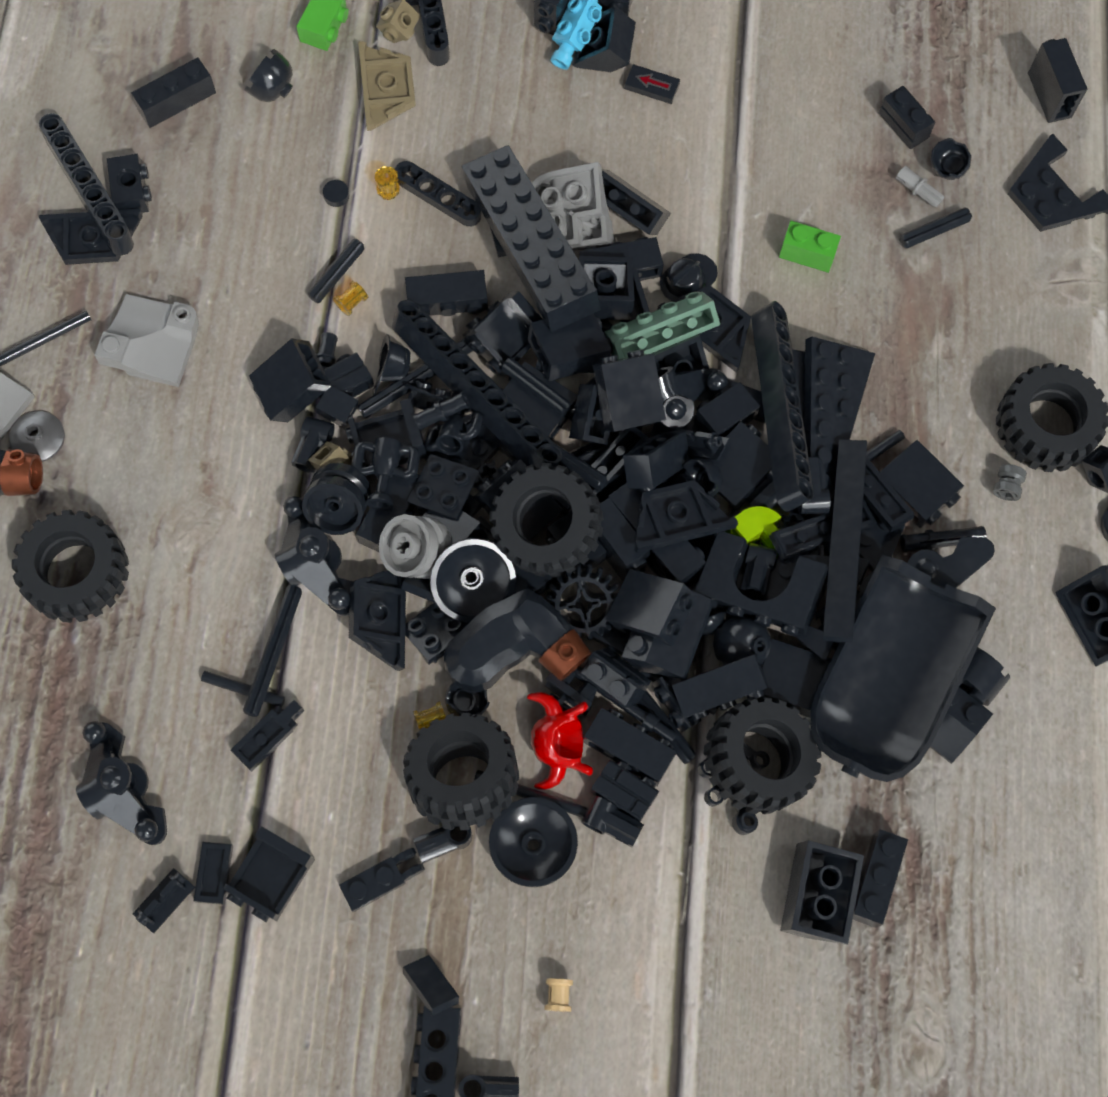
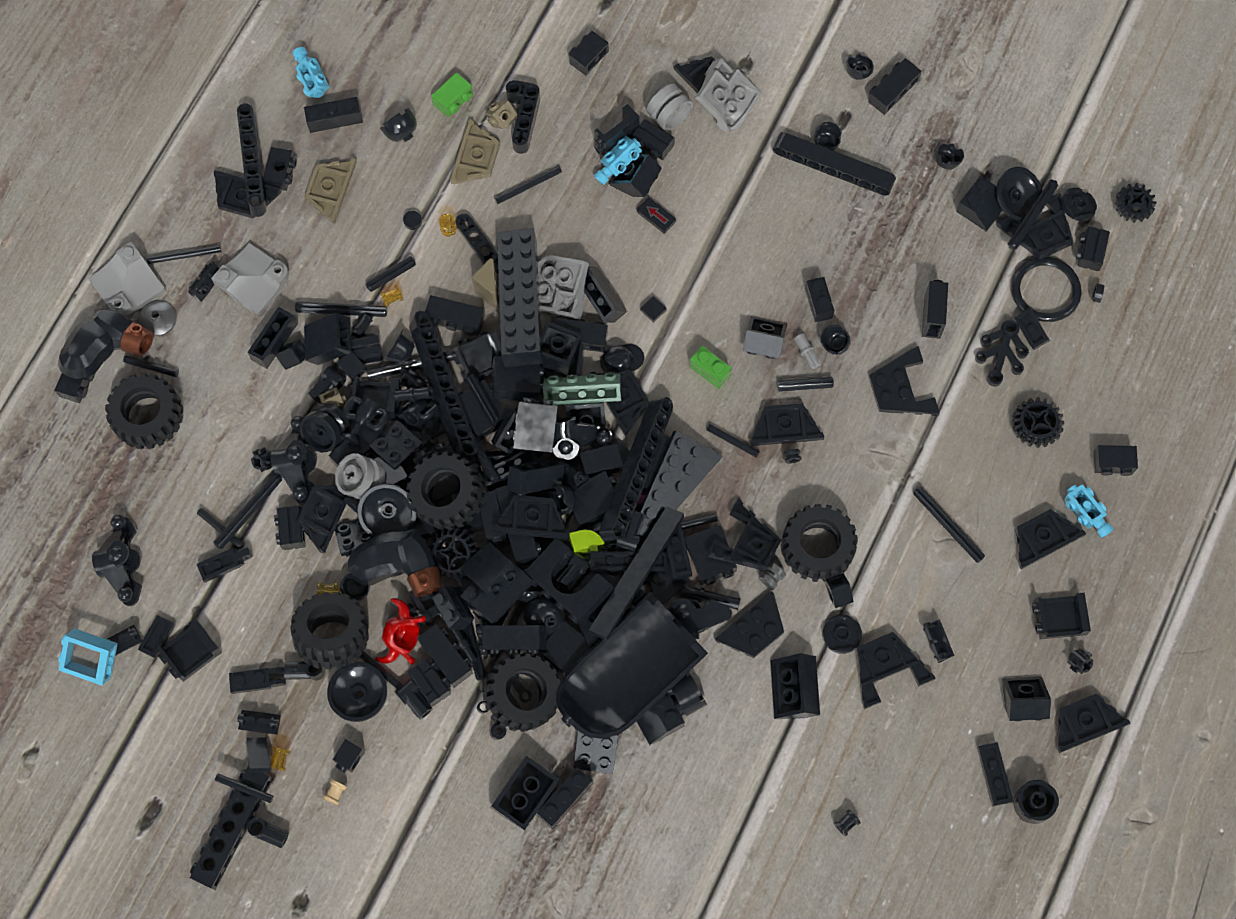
camera: 25 degrees right, 0 degrees up
(54, 503) = (150, 366): none -> black bar
(85, 372) = (202, 287): none -> black hinge
(119, 916) = (106, 661): none -> medium azure window
(120, 51) = (310, 74): none -> medium azure brick
(206, 187) = (329, 187): none -> dark tan wing
(211, 406) = (272, 337): none -> black brick
(246, 419) = (291, 354): none -> black panel
(265, 573) = (261, 459): none -> black gear
(276, 341) = (344, 309): none -> black axle
(344, 655) = (290, 532): none -> black brick
(410, 937) = (259, 722): none -> black hinge
(433, 1040) = (244, 788): none -> black bar
(461, 977) = (279, 759): none -> clear yellow bush
(470, 99) = (528, 185): none -> black bar
(475, 239) = (485, 283): none -> dark tan slope
(556, 937) = (348, 756): none -> black brick
(701, 200) = (653, 309): none -> black tile
(860, 187) = (764, 337): none -> slope
(879, 330) = (732, 440): none -> black bar
(888, 803) = (595, 753): none -> hinge
(936, 287) = (785, 425): none -> black wing
(963, 322) = (792, 456): none -> black bush
(971, 449) = (754, 546): none -> black wing
(1018, 560) = (754, 629): none -> black wing

